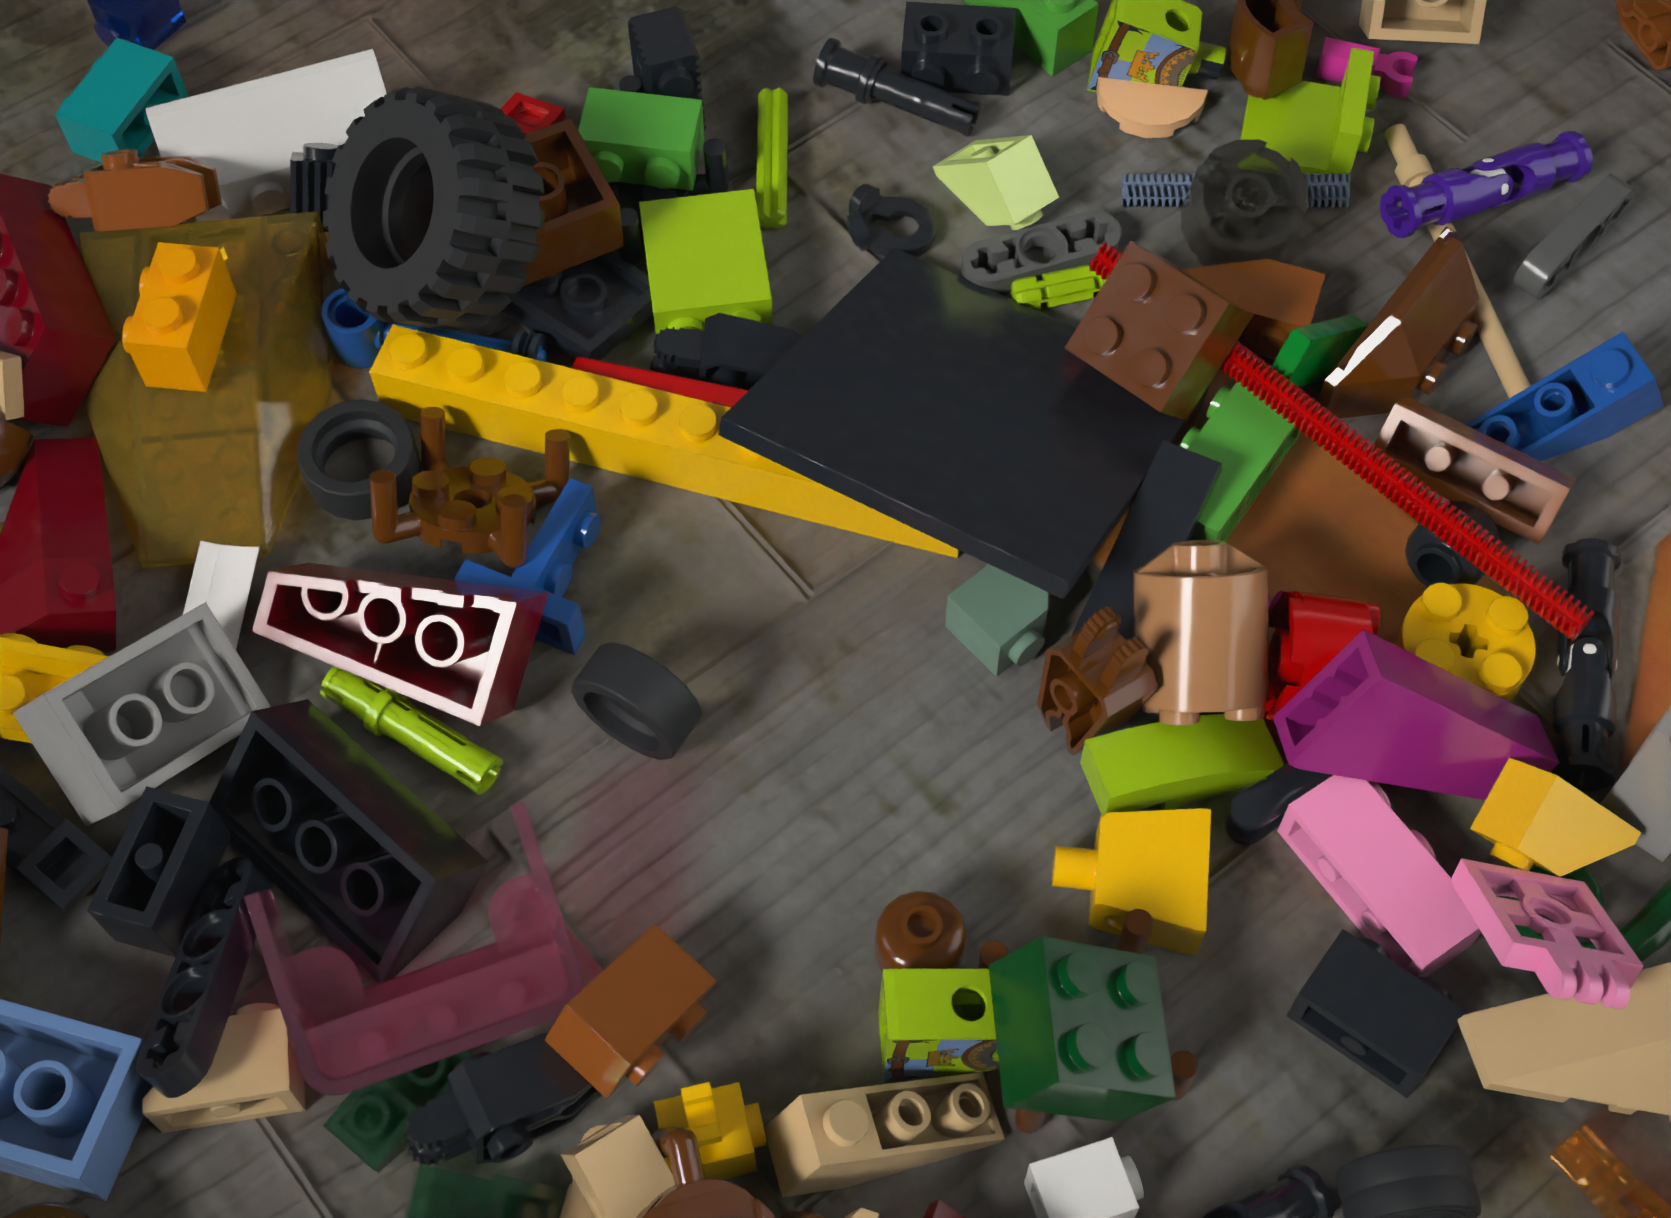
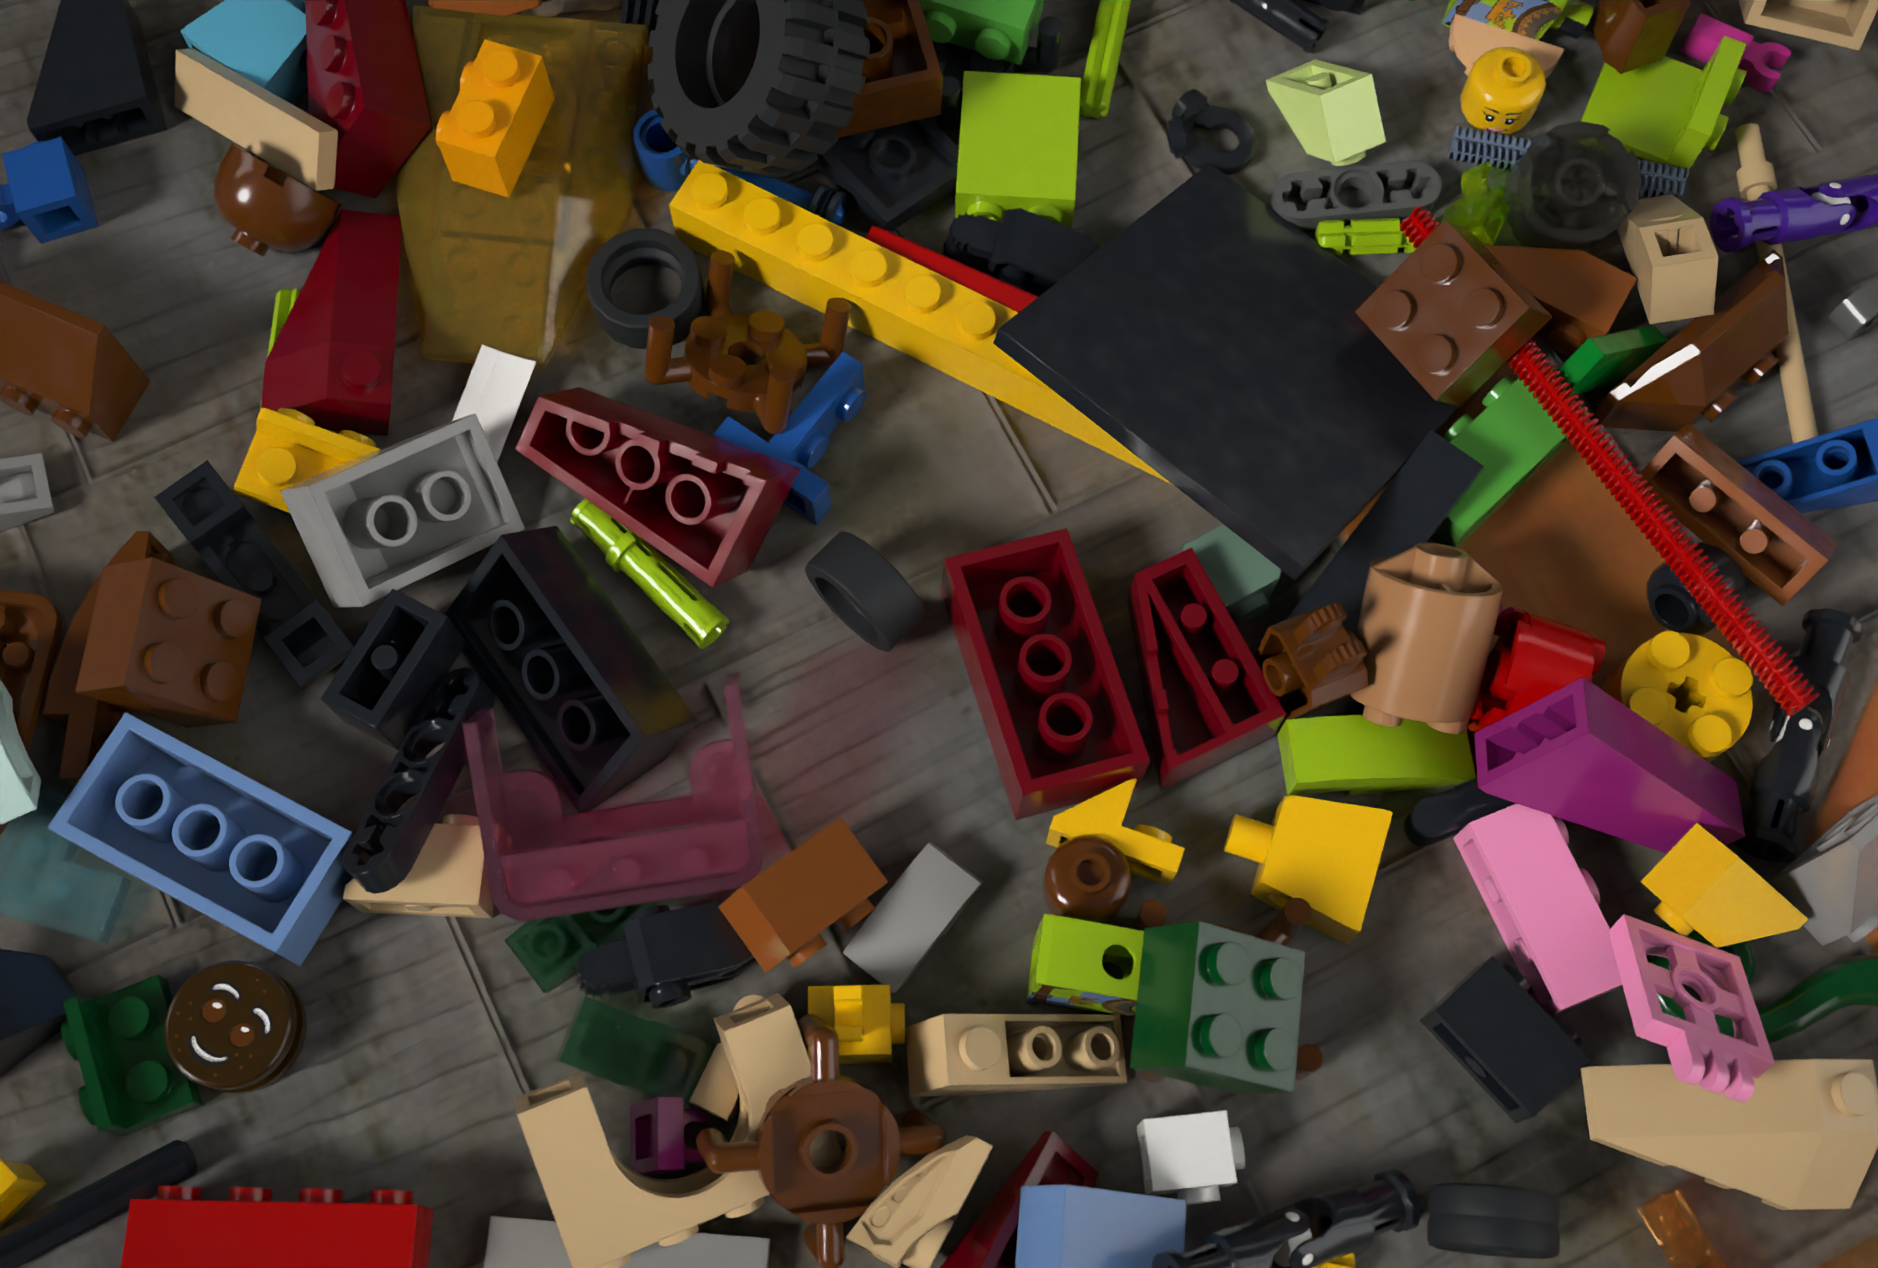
camera: 10 degrees right, 10 degrees up
(748, 1015) = (912, 917): none -> light grey slope
(833, 748) = (1042, 673): none -> dark red brick
(976, 896) = (1145, 847): none -> yellow slope
(986, 715) = (1195, 671): none -> dark red wedge
(1158, 134) = (1502, 90): none -> yellow head
(1162, 238) = (1481, 208): none -> clear neon green plate
(1354, 250) = (1670, 259): none -> tan slope

